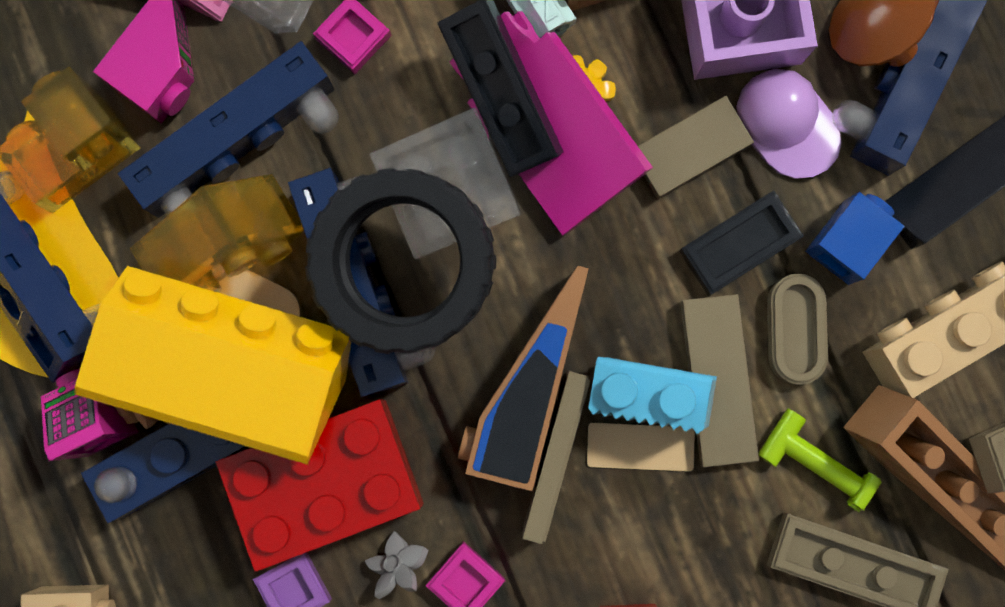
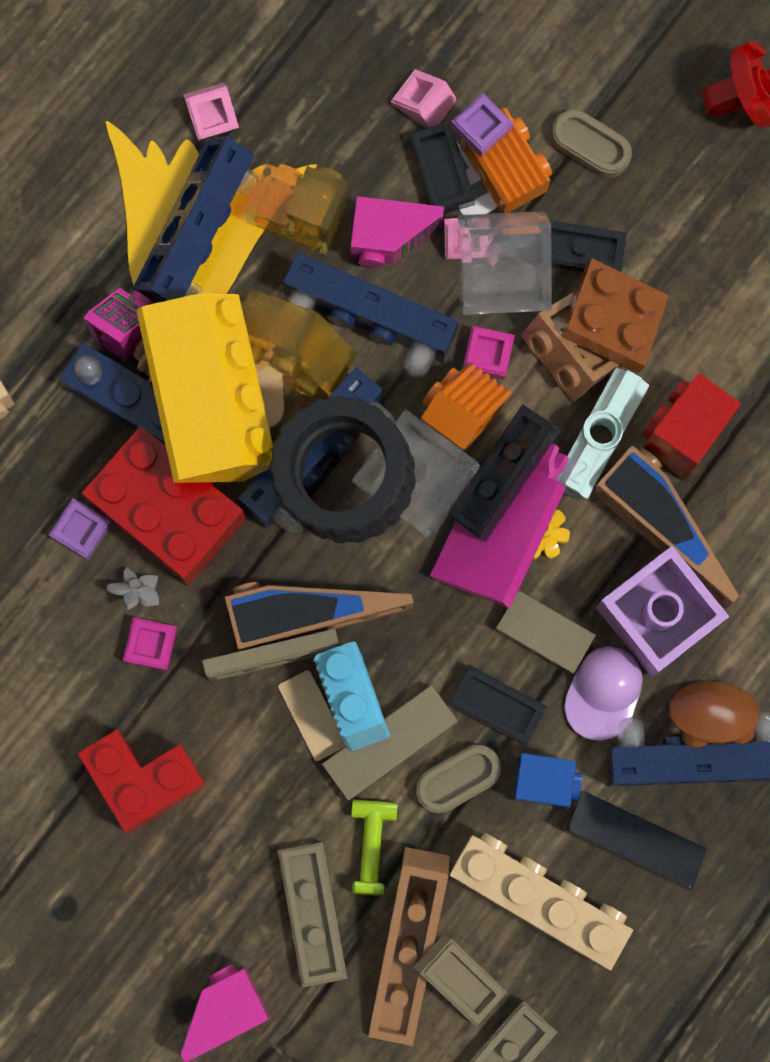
camera: 60 degrees right, 5 degrees down
(400, 88) = (464, 404): none -> orange brick

